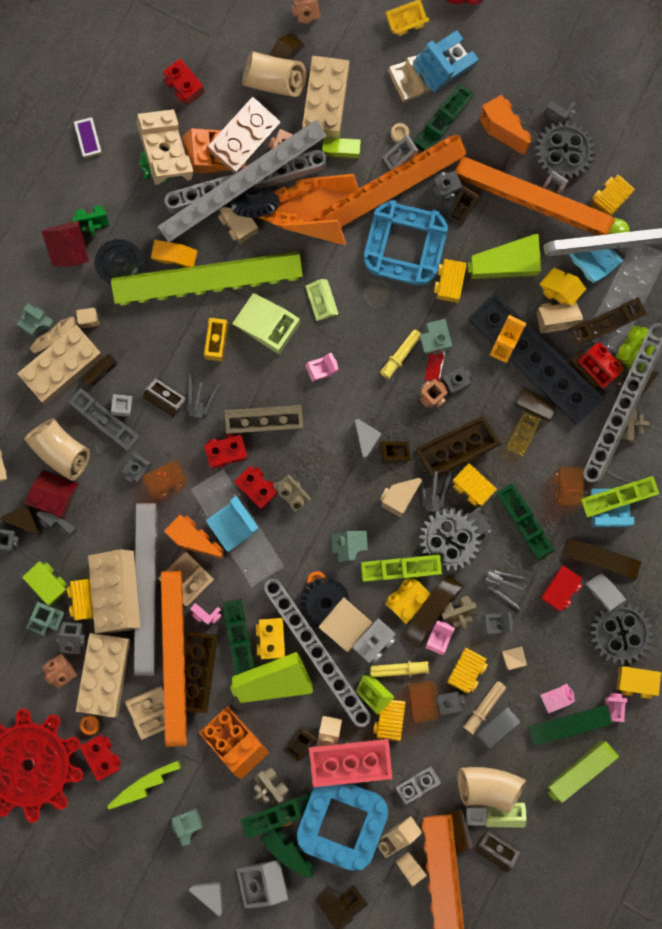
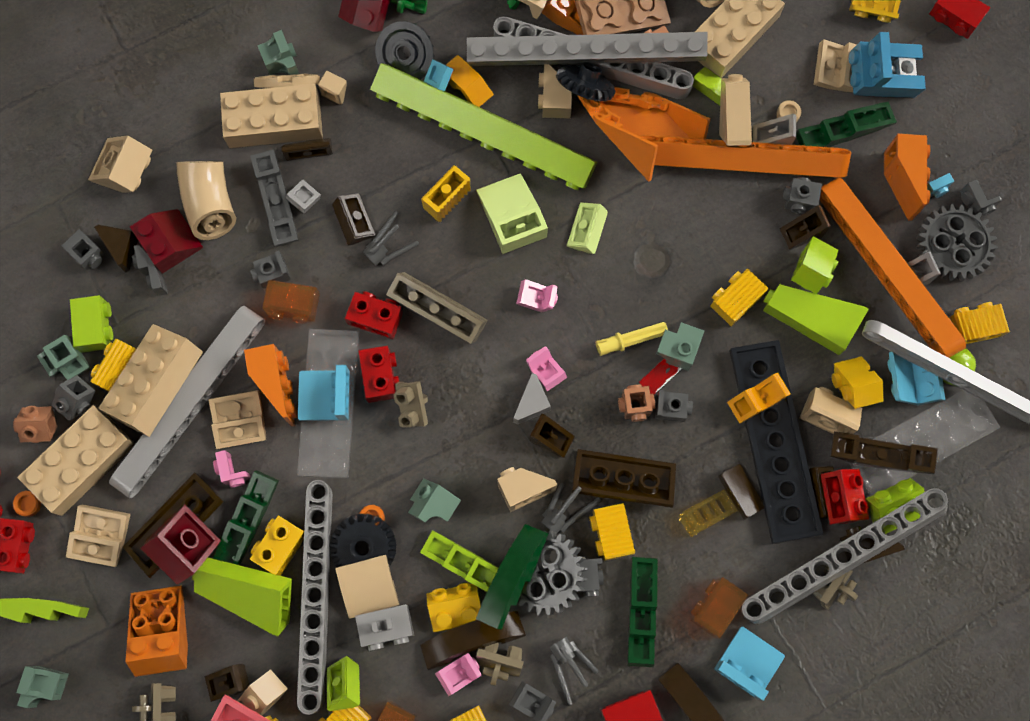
camera: 35 degrees right, 5 degrees down
(154, 263) = (438, 75): none -> medium azure plate
(173, 659) = (157, 495): orange beam -> none
(213, 679) = (181, 545): none -> dark red slope
(360, 410) = (546, 368): none -> bright pink bracket
(367, 158) = (735, 111): none -> tan slope
(400, 669) = (391, 678): light yellow axle -> none
(410, 217) = (740, 203): dark azure plate -> none
(432, 555) = (511, 576): none -> dark green slope
(486, 227) = (815, 265): none -> lime brick
(530, 120) = (940, 186): none -> medium azure plate
(620, 496) = (768, 657): lime slope -> none

